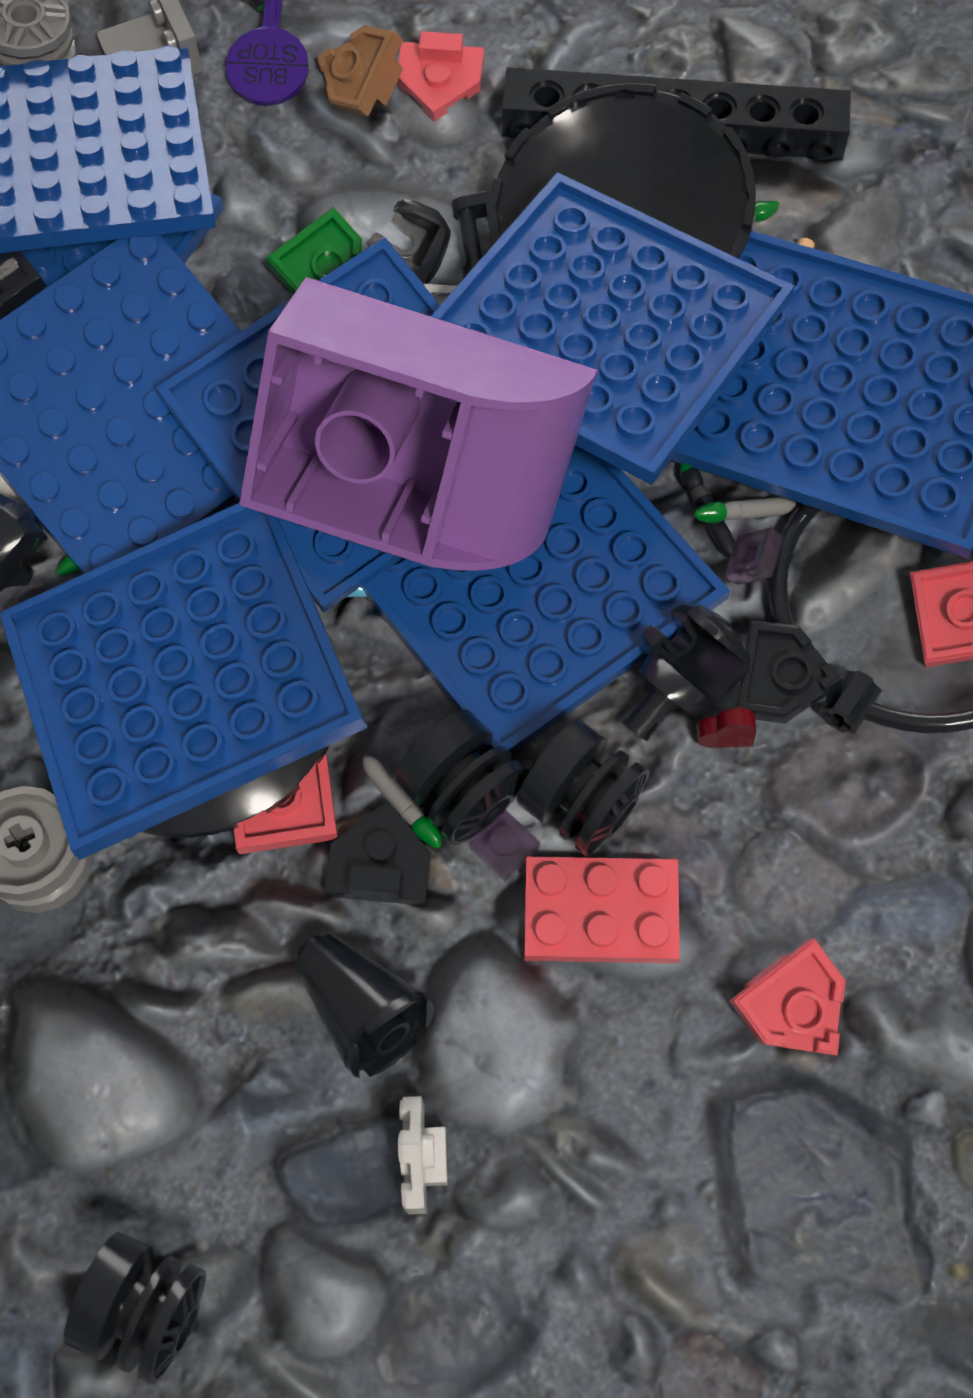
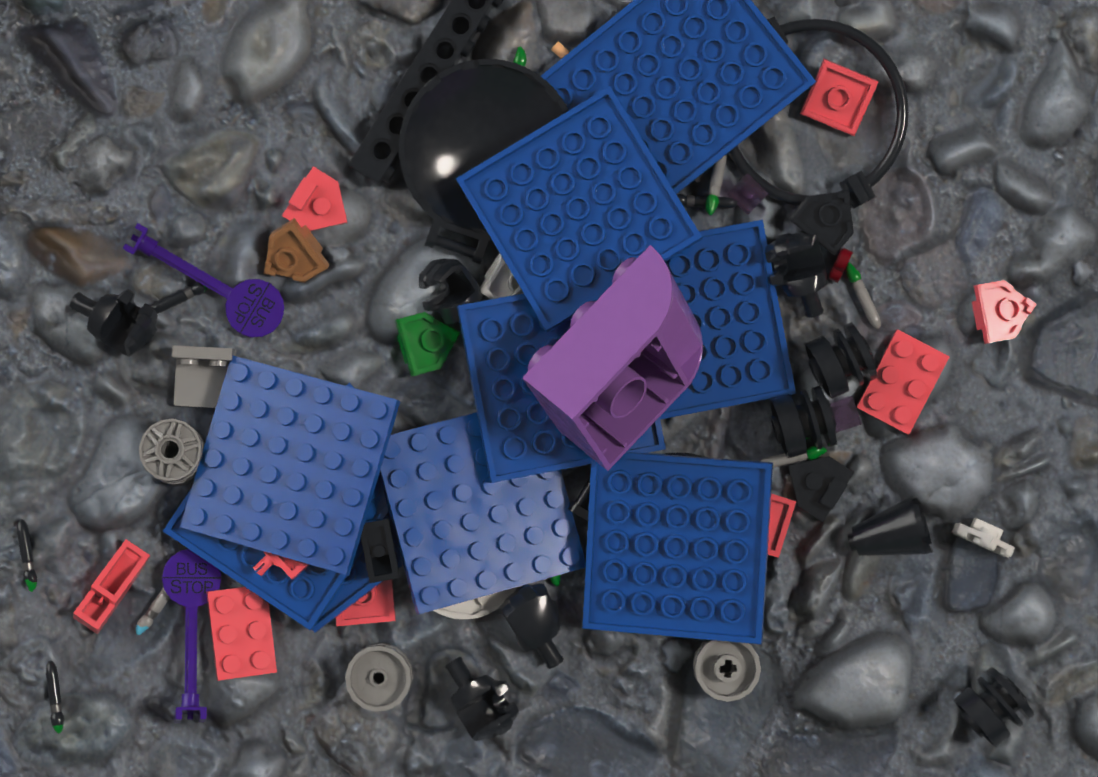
camera: 65 degrees left, 20 degrees up
(719, 764) = (865, 300): none -> light grey piece

